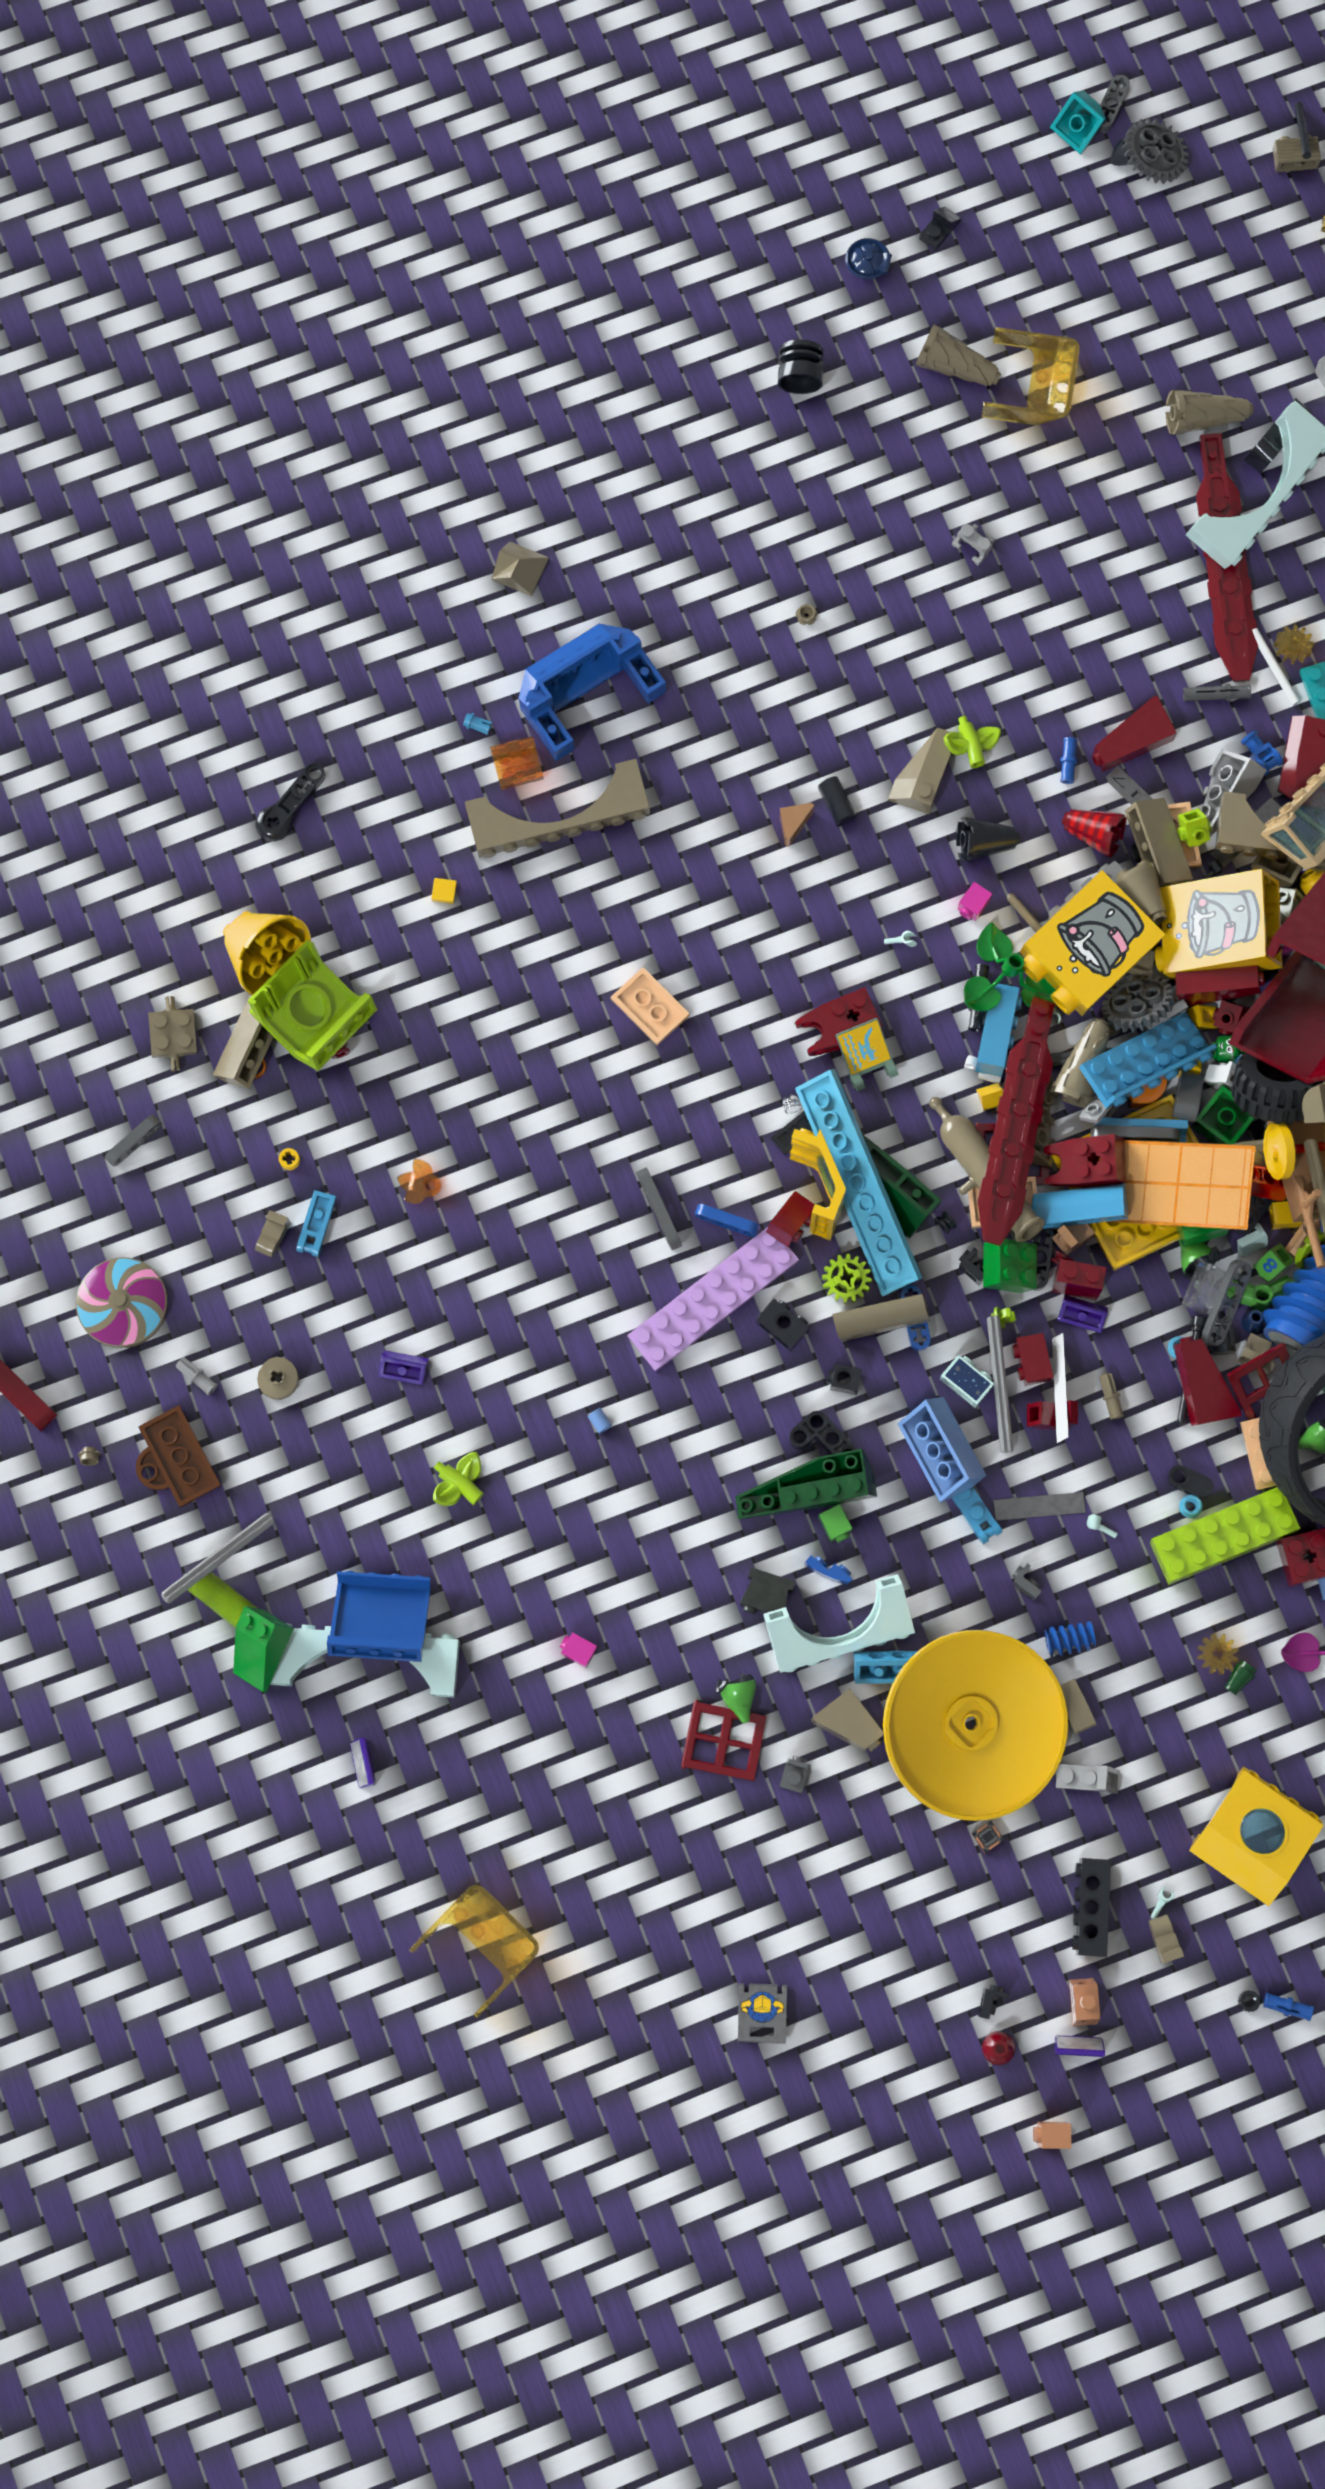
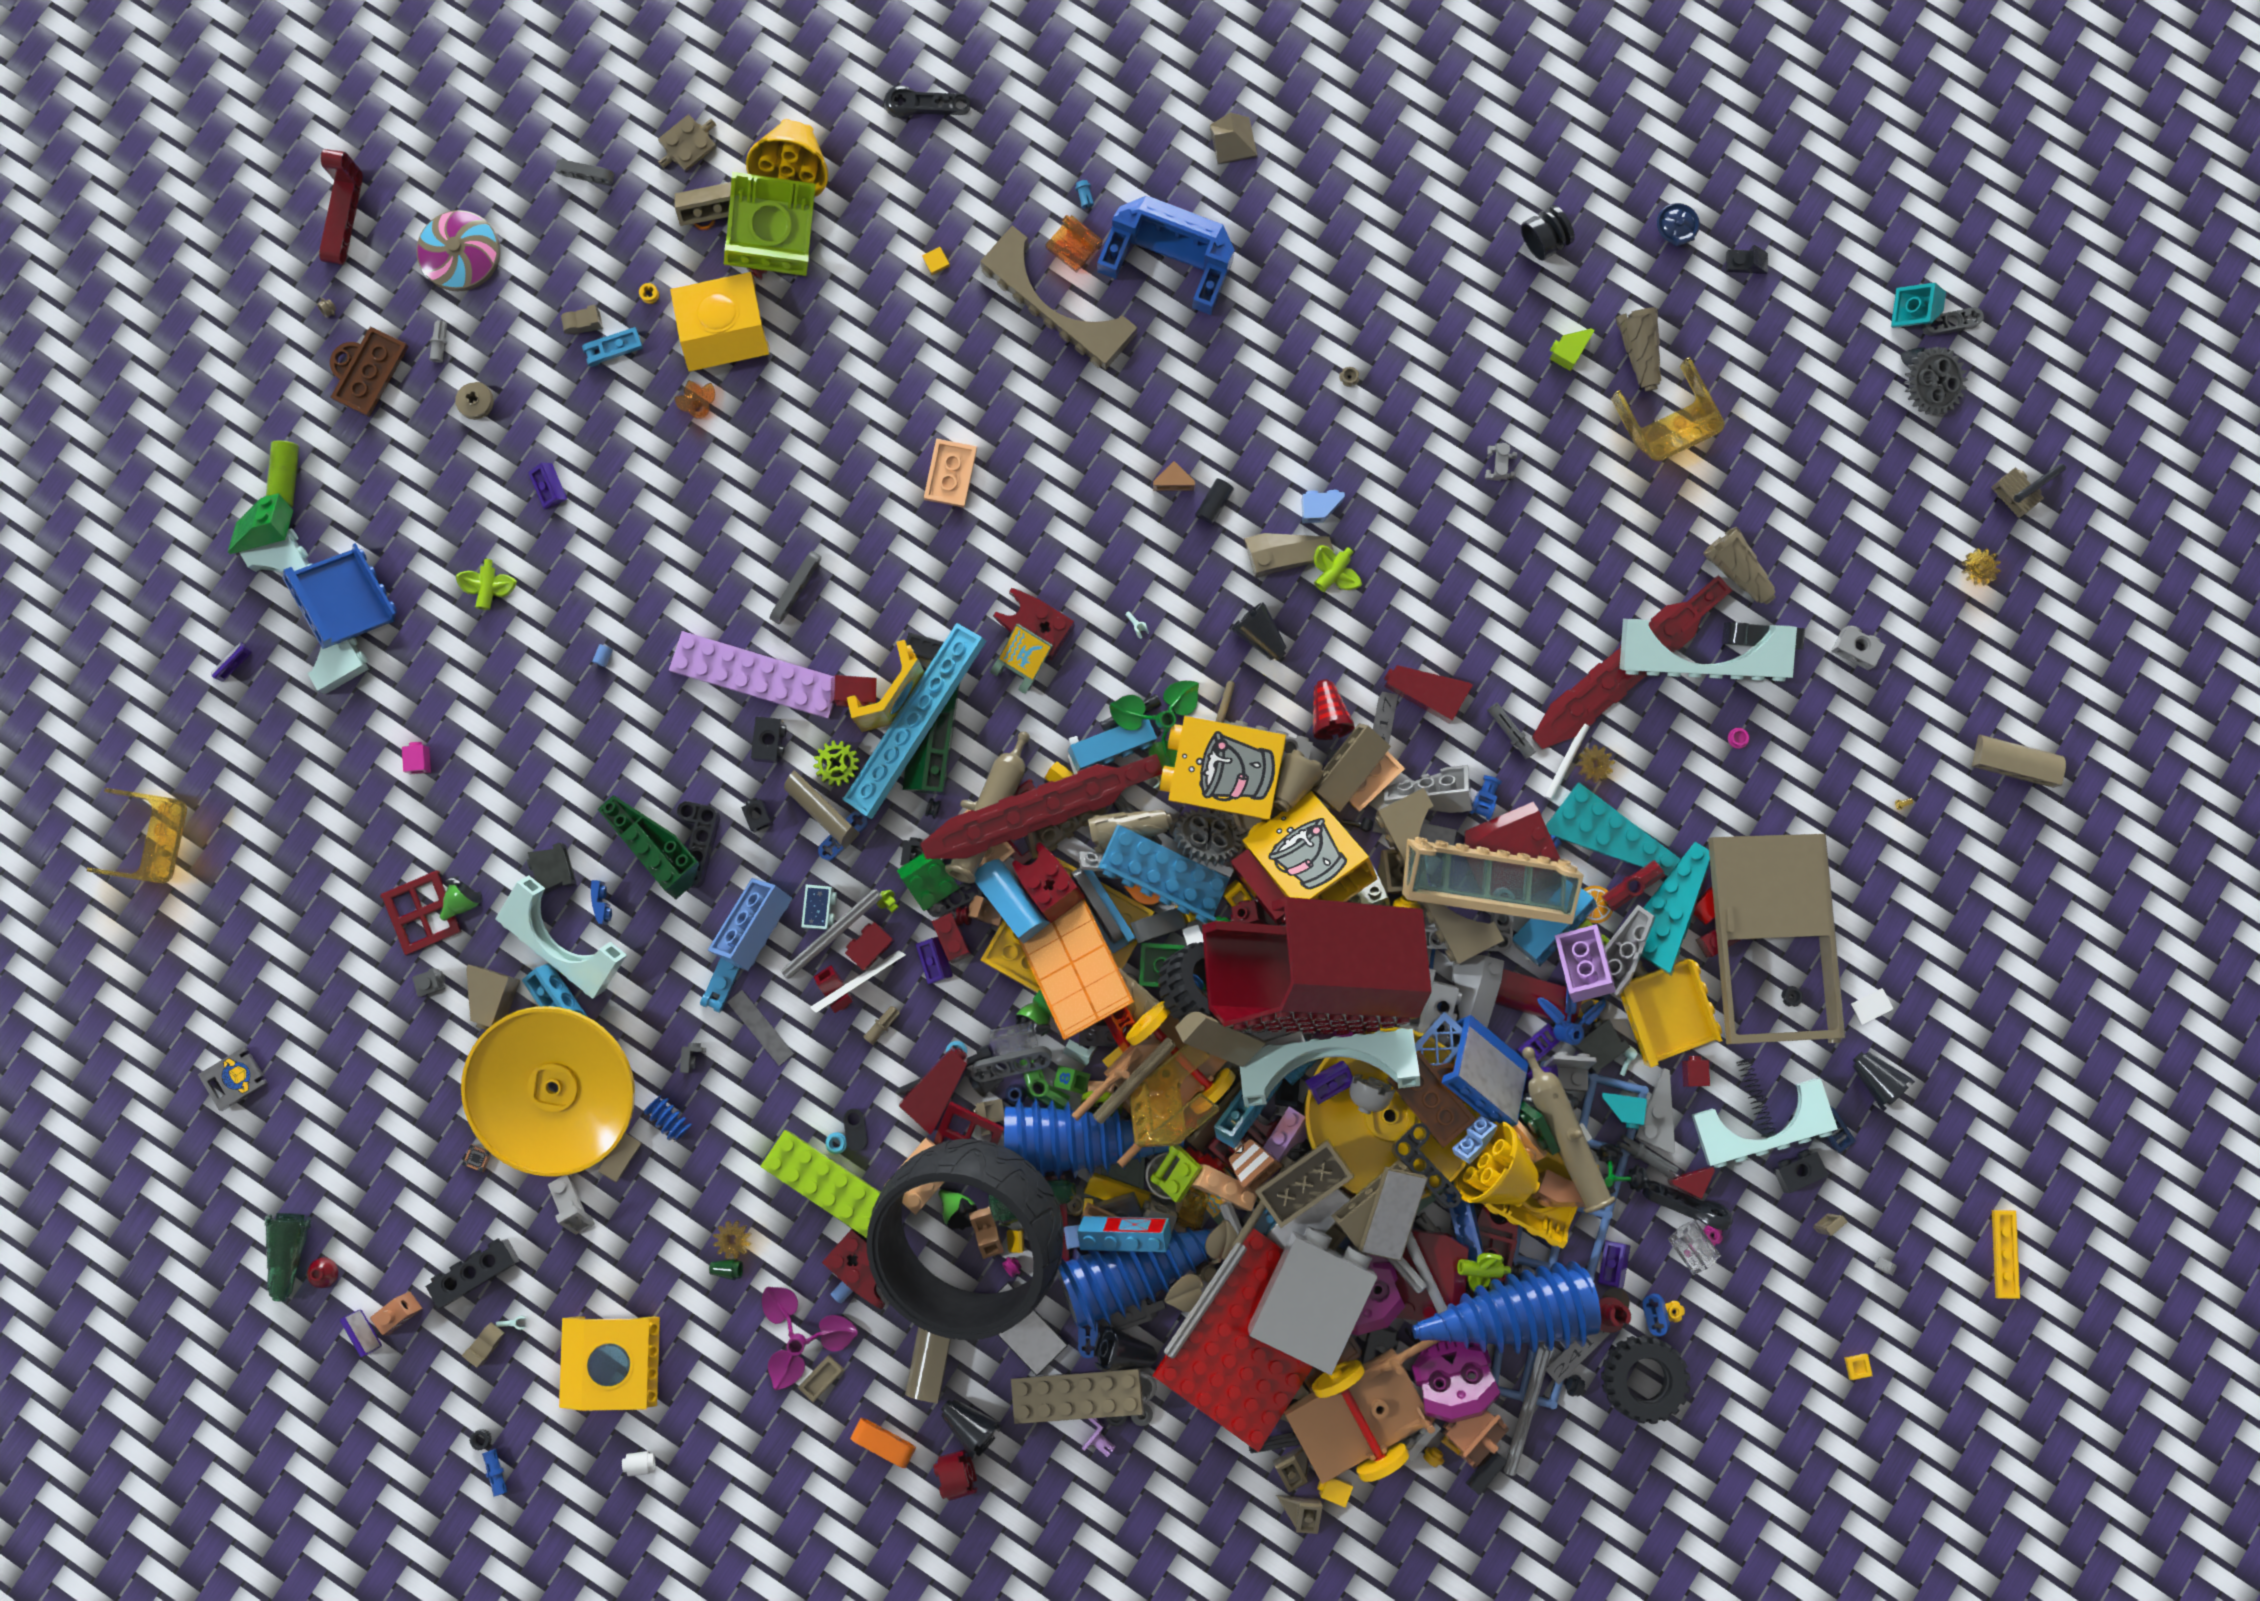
camera: 50 degrees right, 5 degrees up
(217, 1558) = (305, 449): light grey axle -> none
(366, 1110) = (719, 321): none -> yellow panel
(727, 1220) = (821, 644): blue beam -> none
(792, 1104) = (945, 629): clear hinge -> none
(835, 1524) = (639, 883): bright green brick -> none
(906, 717) = (1319, 506): none -> light blue slope
(915, 420) = (1570, 348): none -> lime slope
(956, 2064) = (284, 1247): none -> clear green cone
(974, 902) = (1204, 658): dark pink brick -> none
(987, 2004) = (347, 1243): black bracket -> none
(1052, 2135) = (275, 1357): nougat brick -> none
(1068, 760) = (1373, 654): blue pin -> none
(1094, 1523) = (773, 1078): light aqua hand -> none
(1194, 827) = (1381, 785): lime brick -> none

